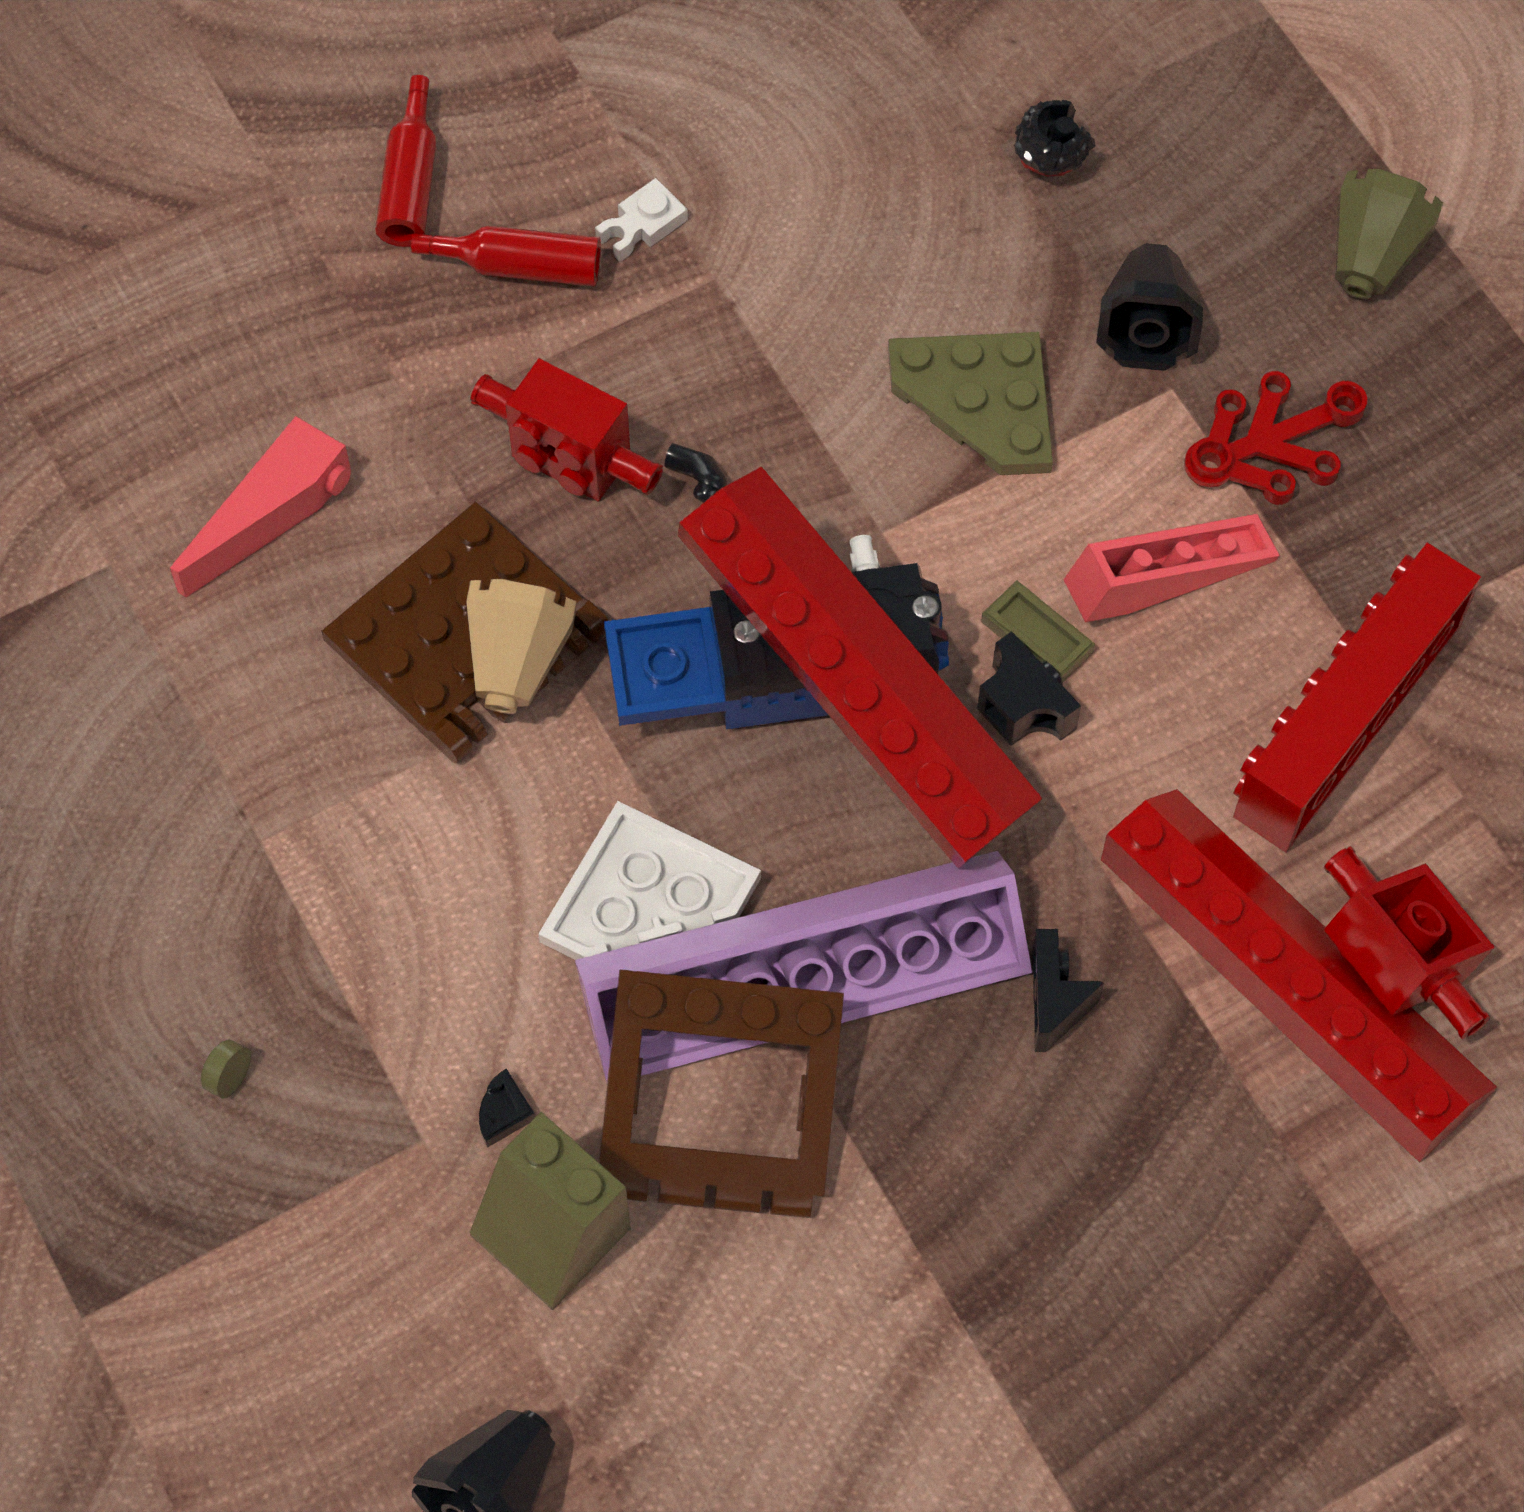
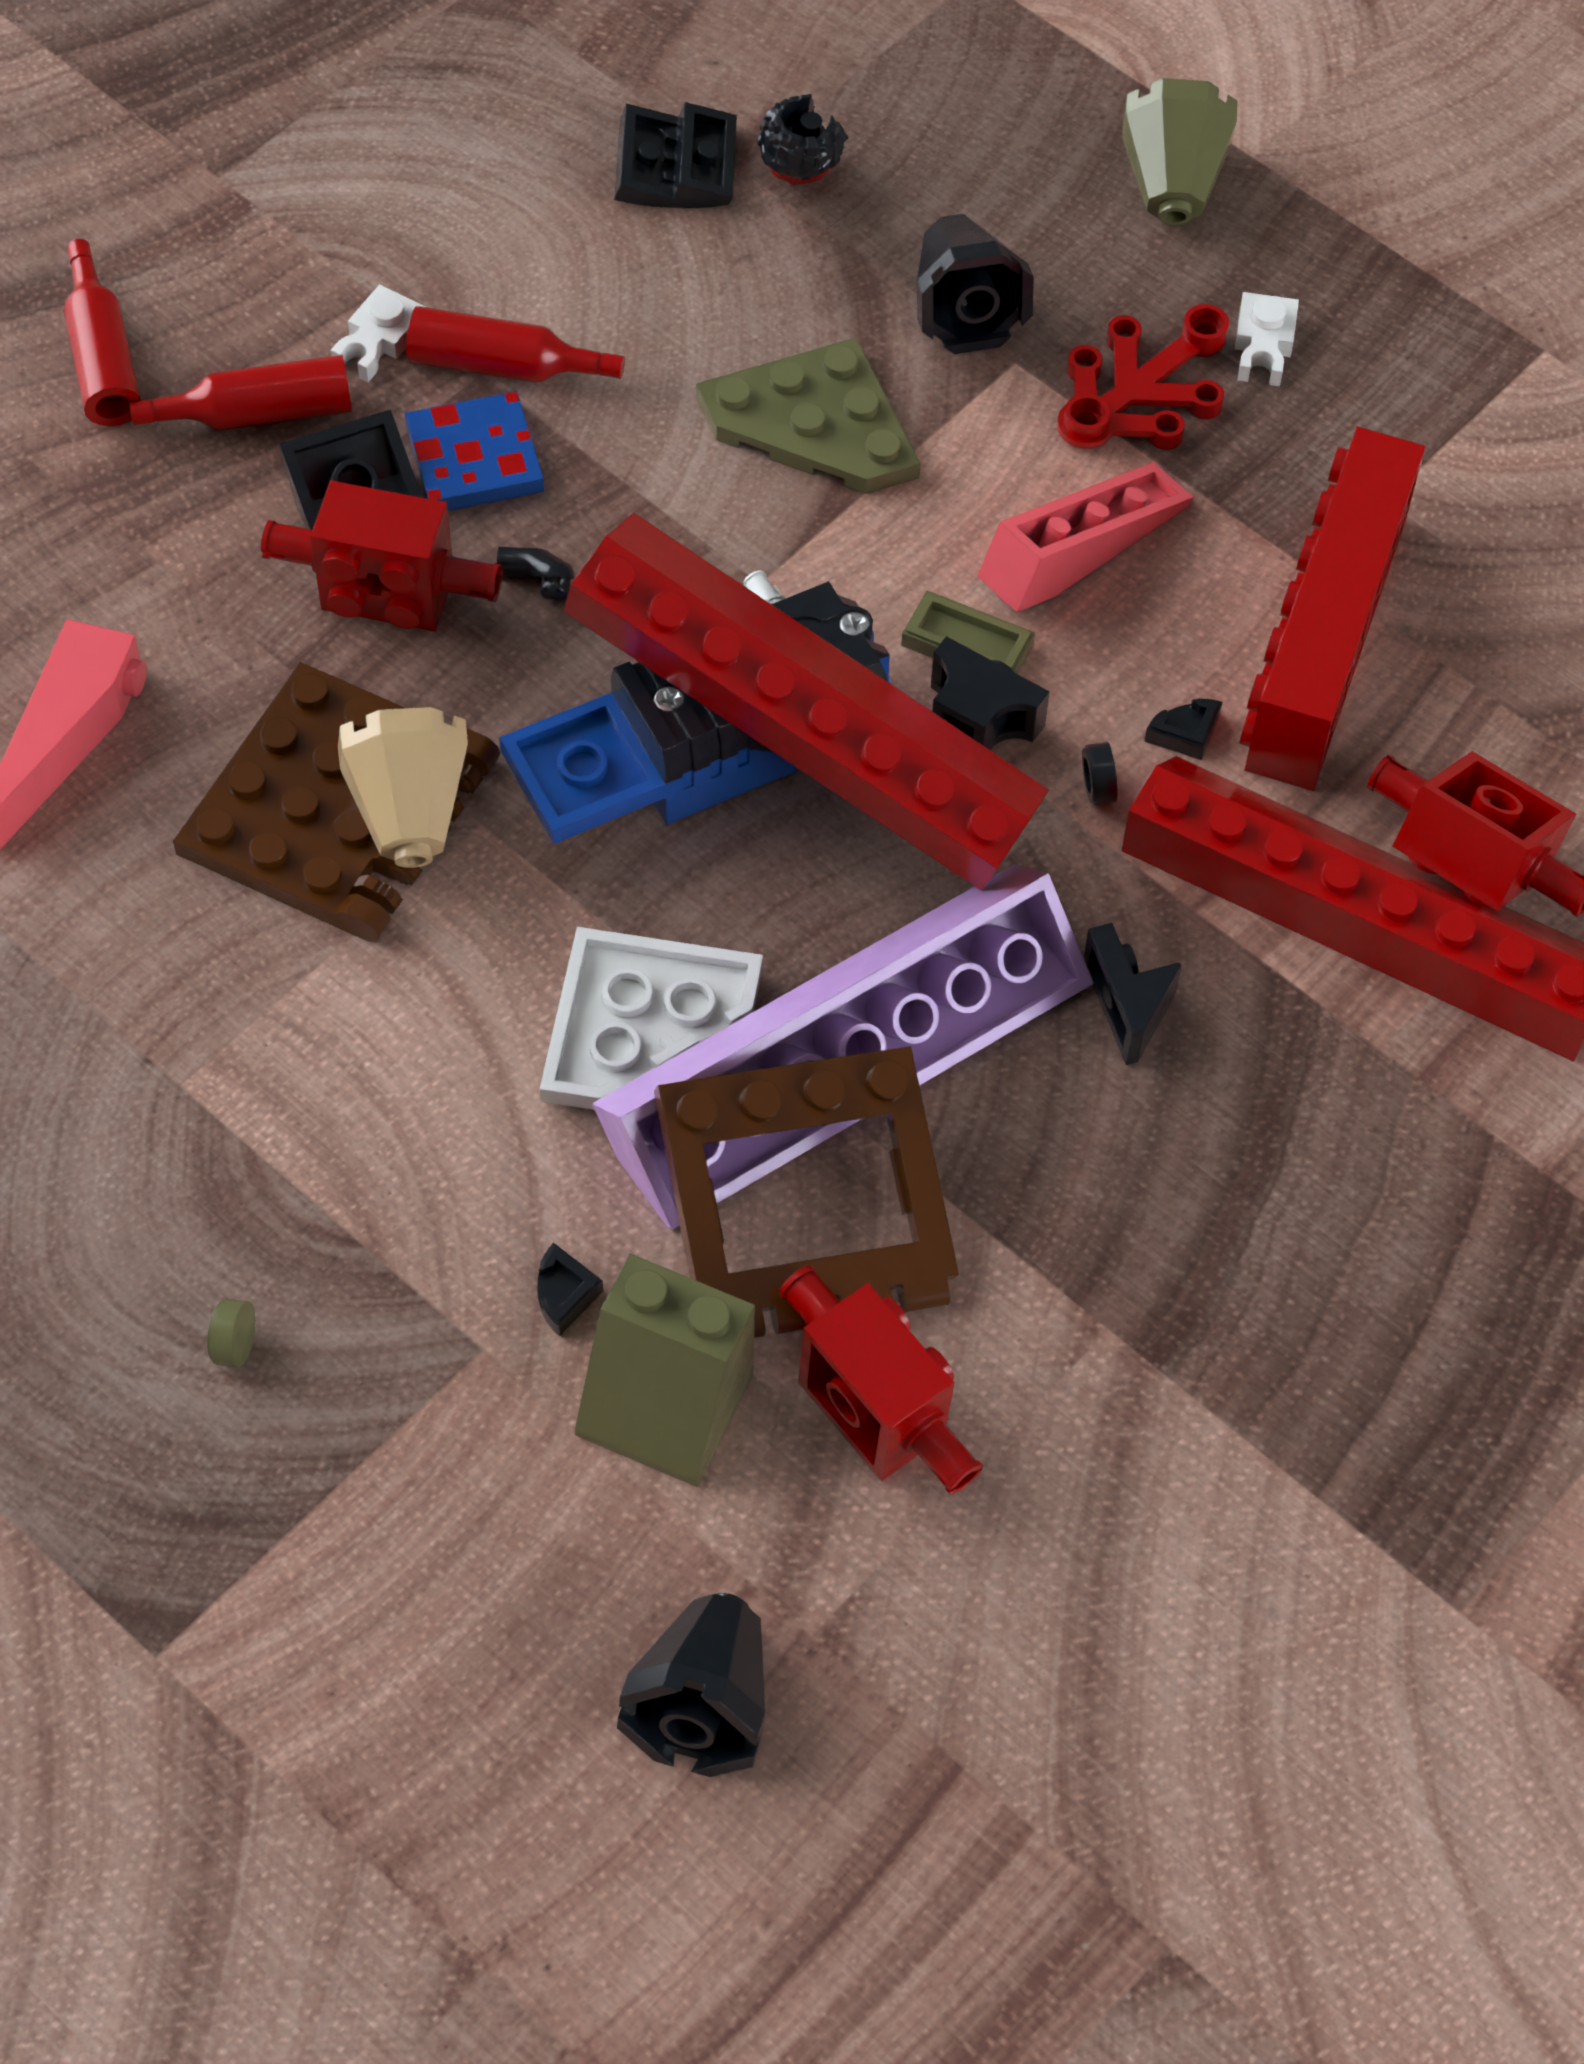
camera: 20 degrees left, 5 degrees down
(577, 339) = (354, 453): none -> black slope
(683, 350) = (474, 451): none -> blue tile
(716, 1272) = (877, 1380): none -> red brick
(734, 262) = (499, 347): none -> red piece
(946, 123) = (676, 158): none -> black slope
(1102, 788) = (1099, 773): none -> black tile
(1195, 764) = (1186, 727): none -> black tile
(1398, 419) = (1265, 334): none -> white plate

